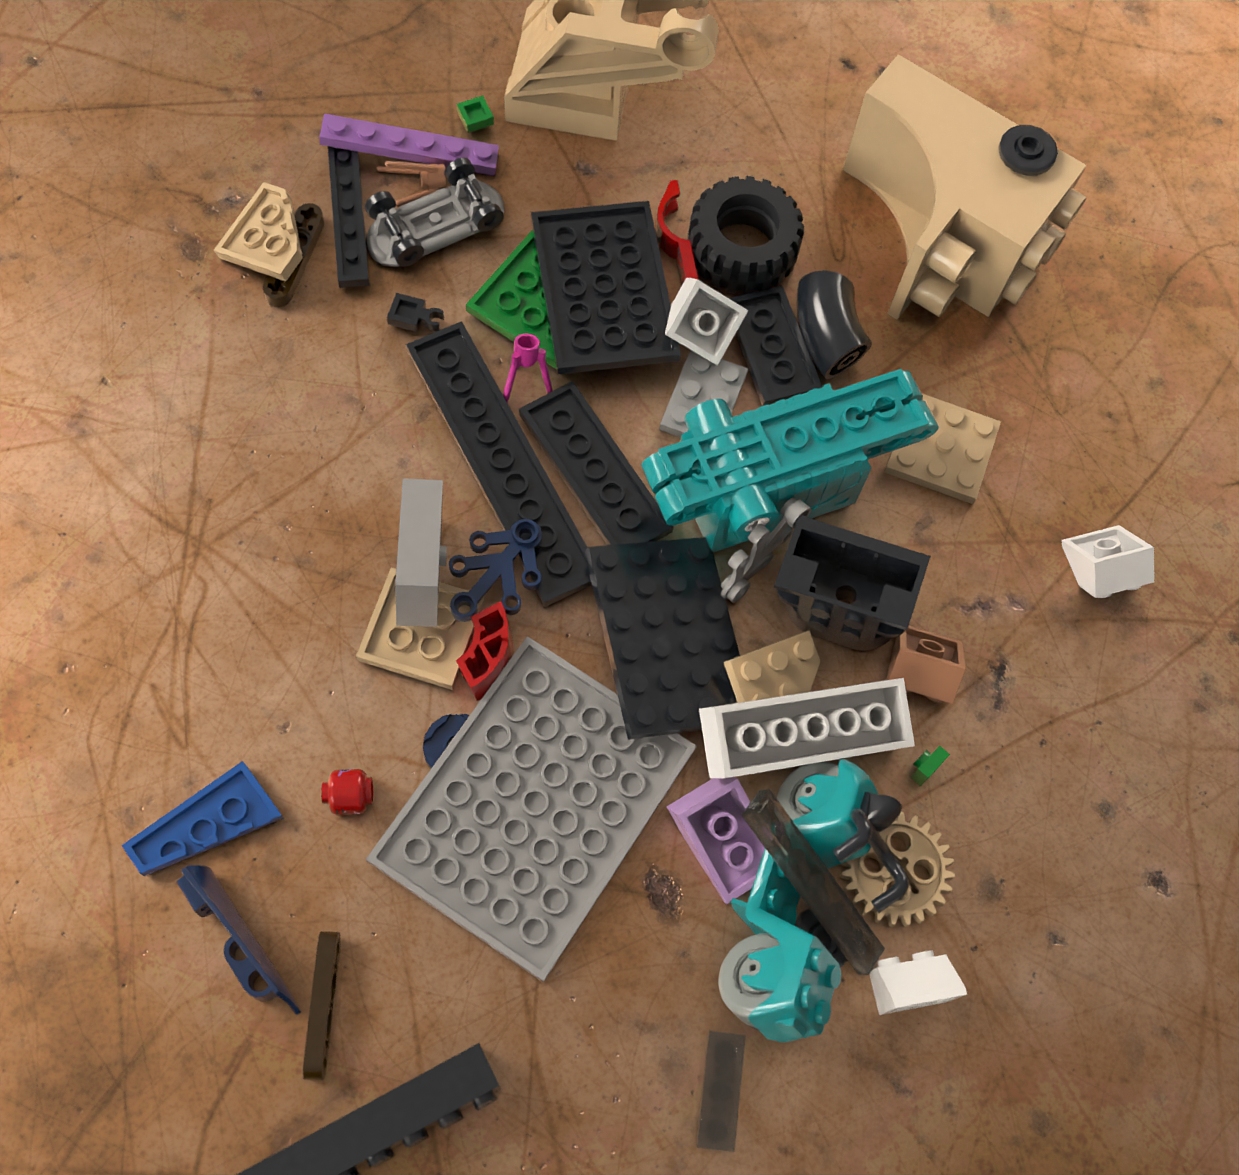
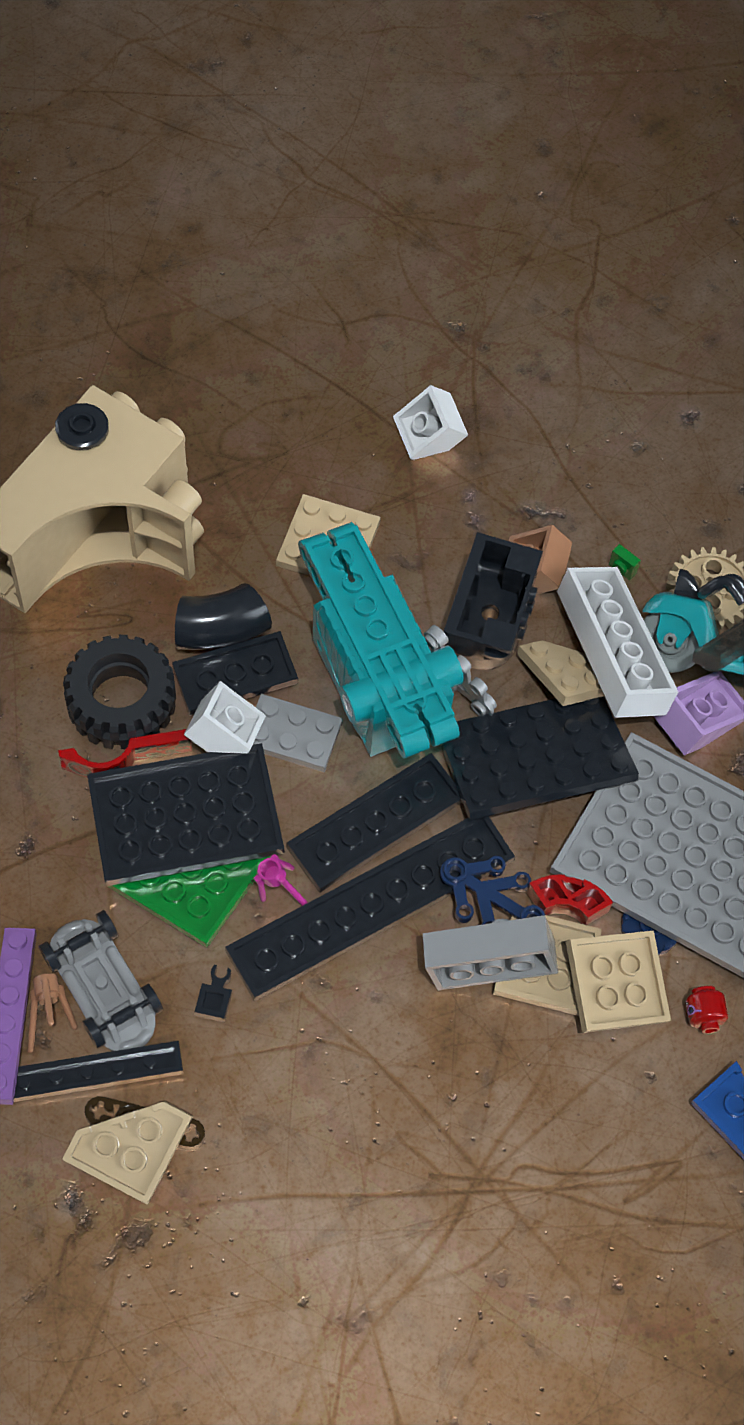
camera: 90 degrees left, 5 degrees down
(384, 692) = (618, 981): none -> tan plate

